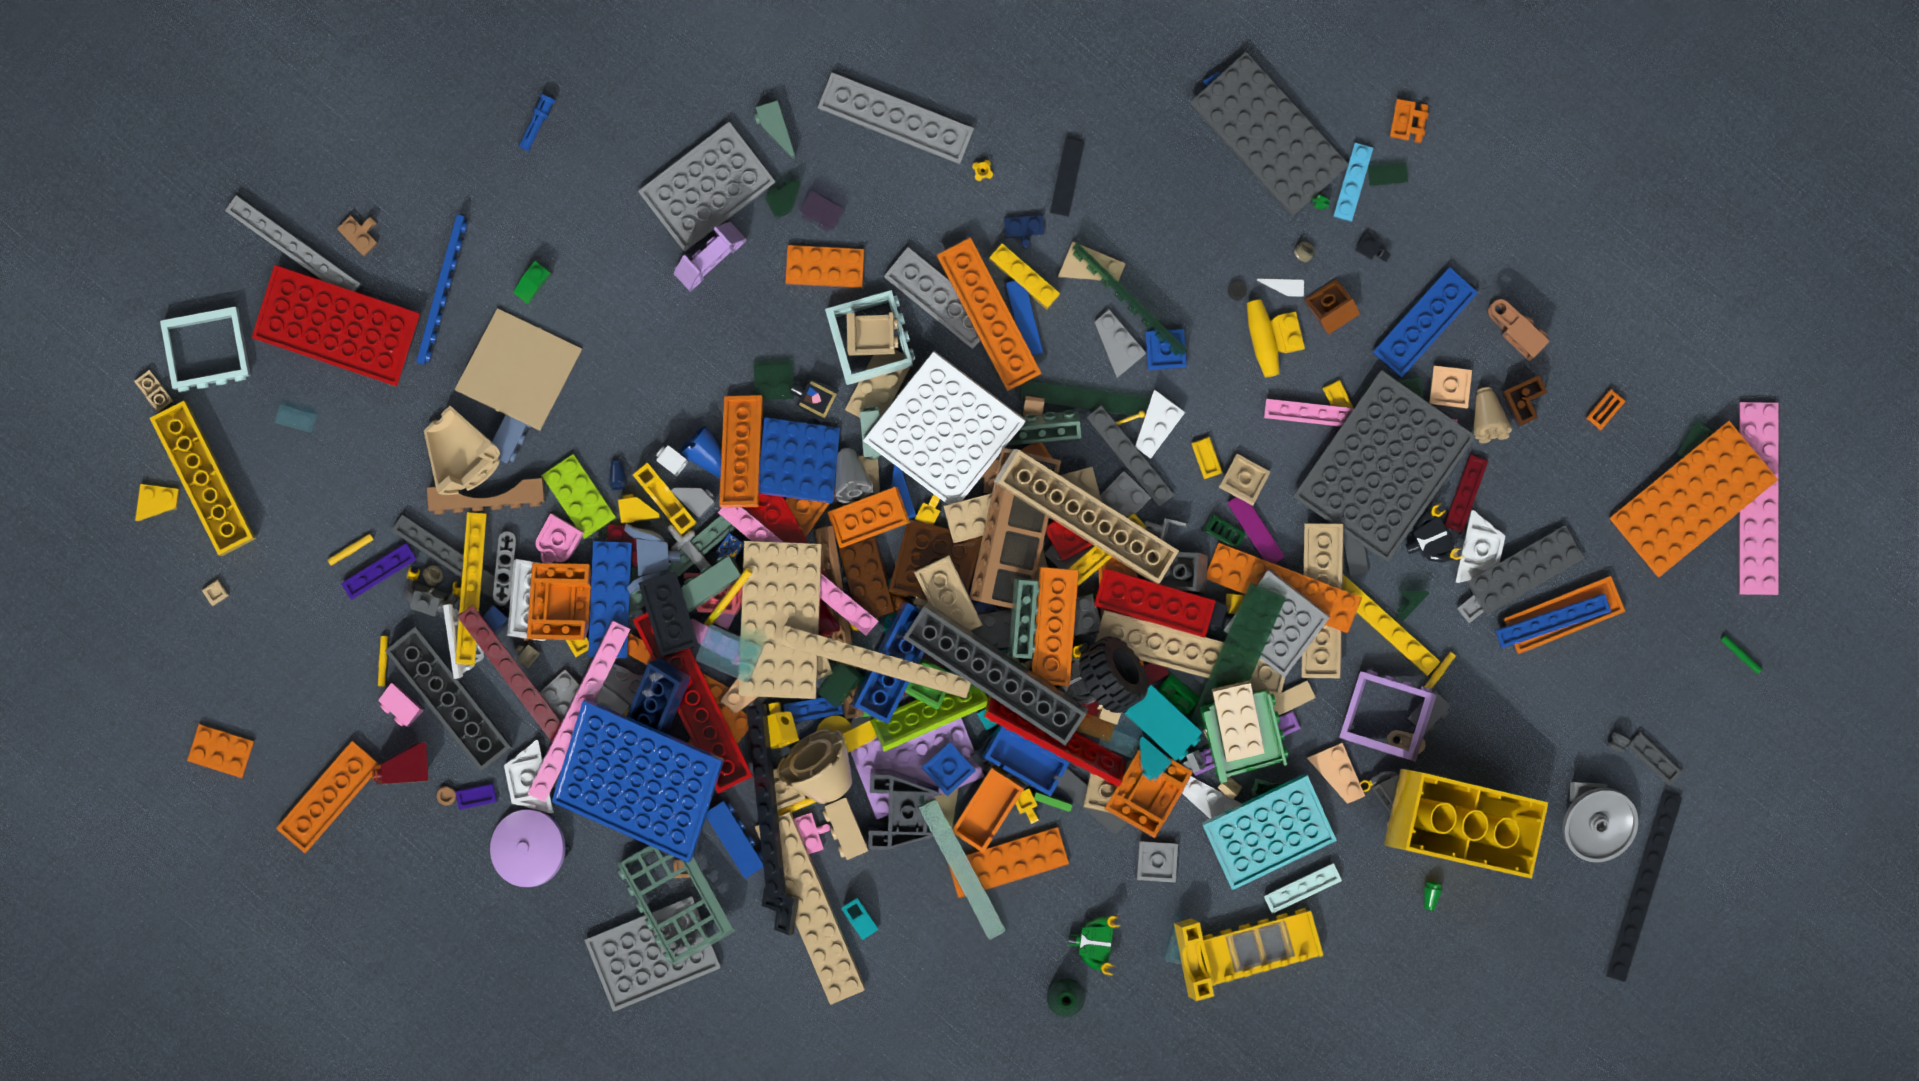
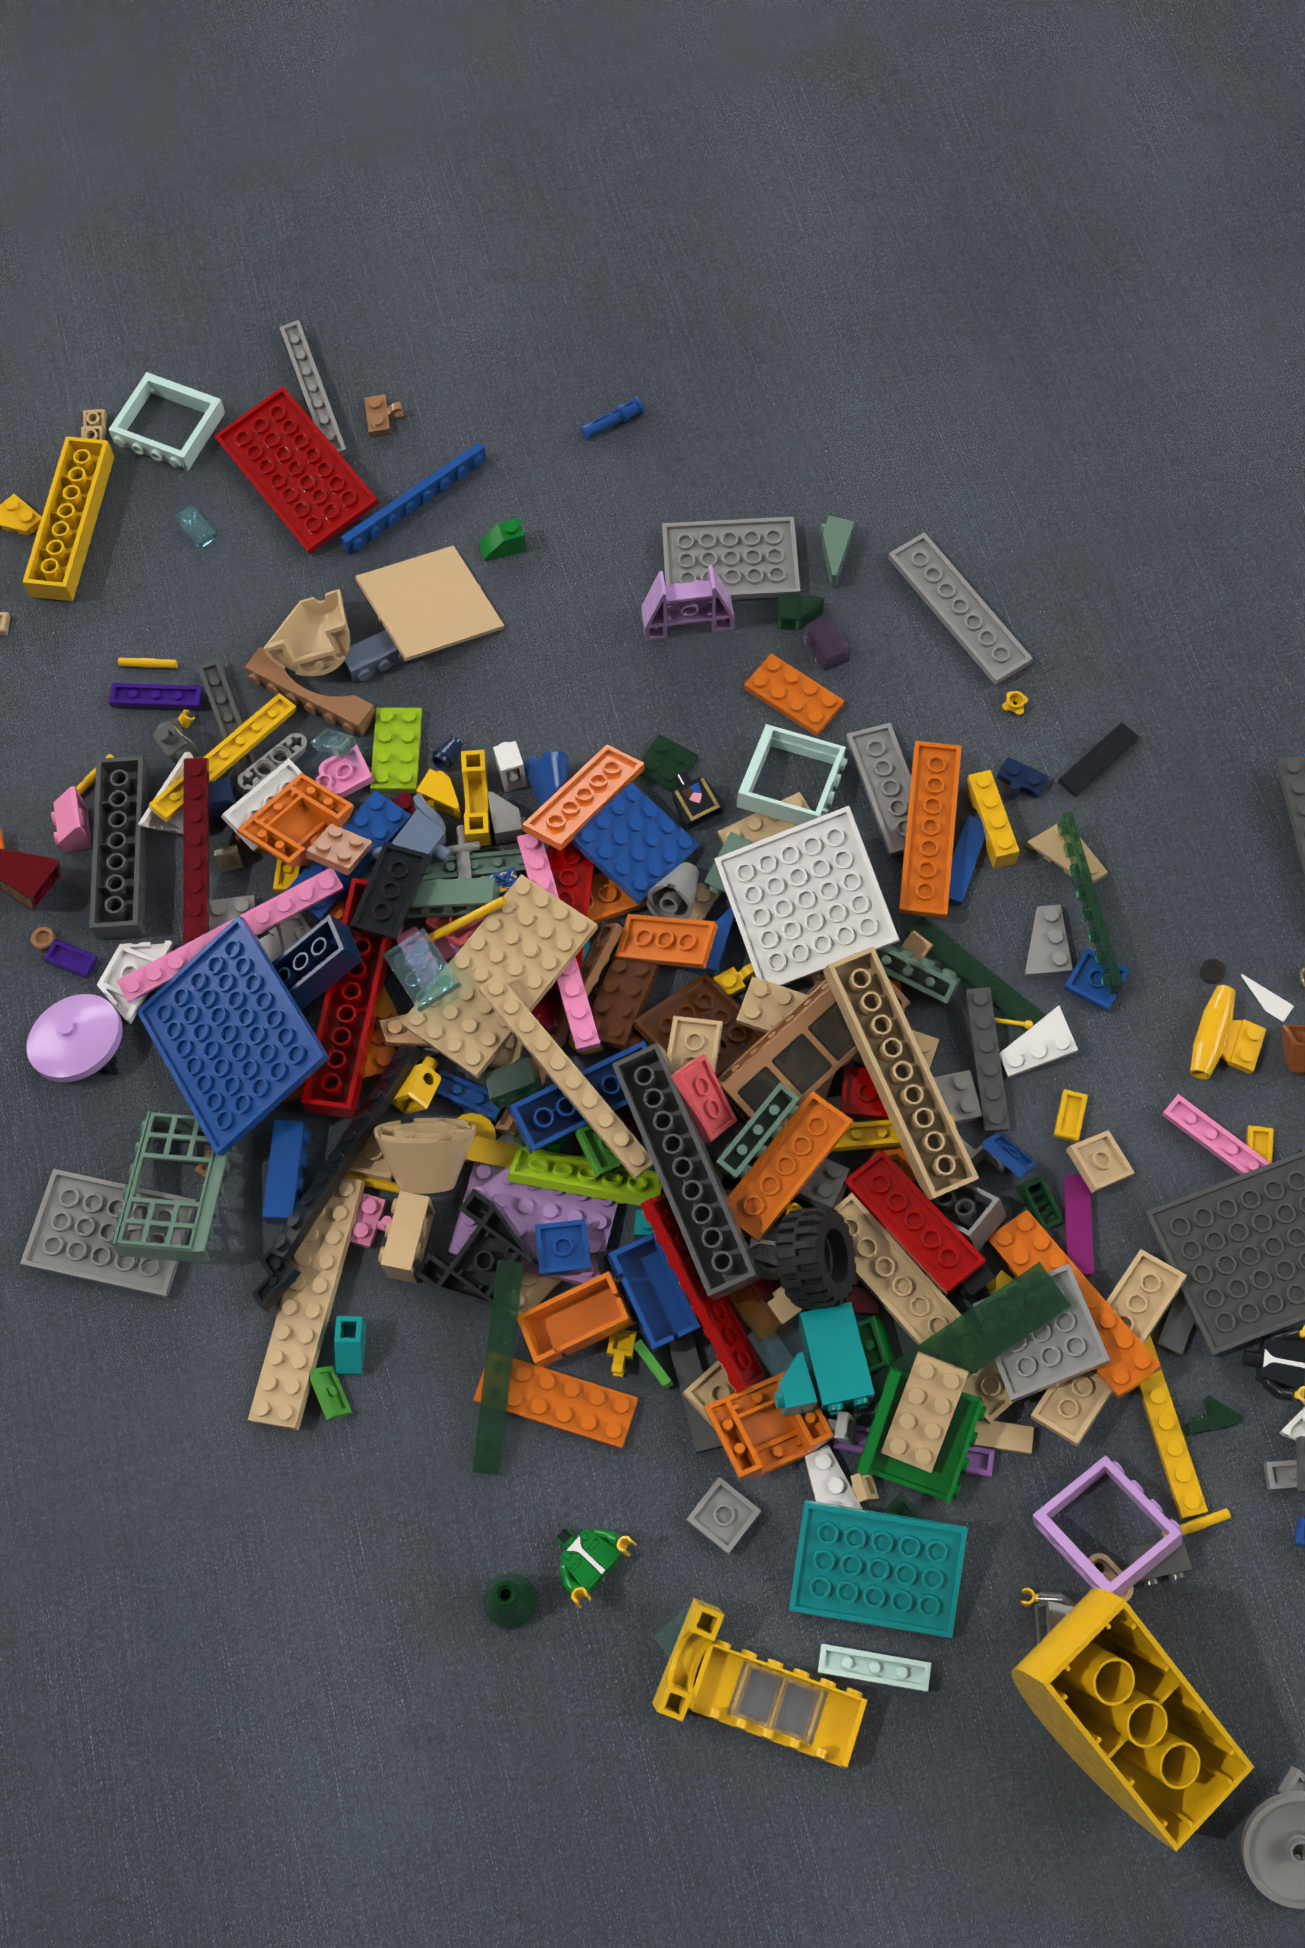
camera: 35 degrees right, 20 degrees down
(432, 575) = (201, 730): dark tan tile -> none
(535, 523) = (334, 742): none -> clear light blue plate
(607, 604) = (339, 849): none -> nougat plate
(868, 954) = (329, 1393): none -> bright green plate
(871, 334) = (794, 768): tan panel -> none
(975, 618) = (704, 1098): none -> coral tile
(1185, 516) = (1009, 1155): none -> blue tile
(1339, 772) = (1005, 1559): light nougat wing -> none
(1432, 892) = (1028, 1789): green cone -> none

